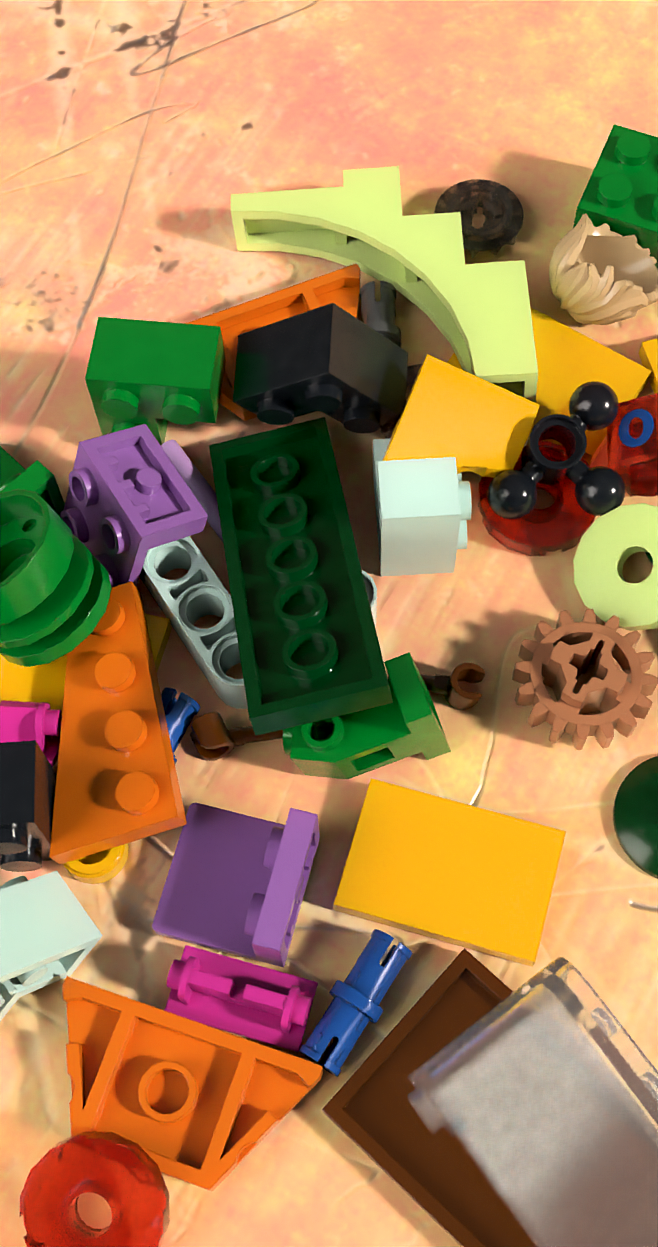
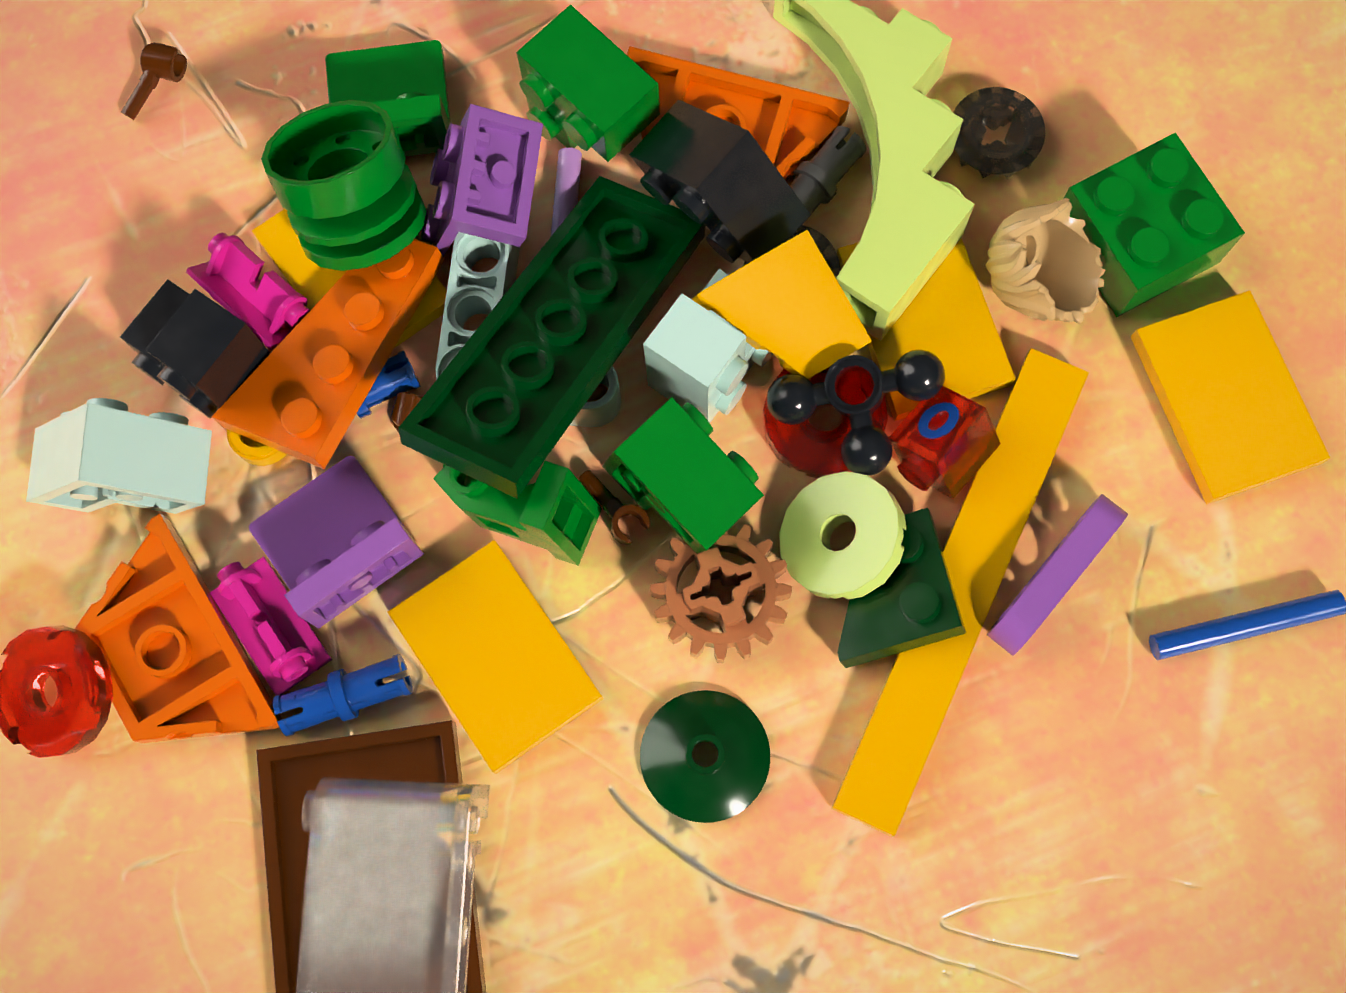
camera: 40 degrees right, 10 degrees up
(486, 601) = (685, 475): none -> green brick

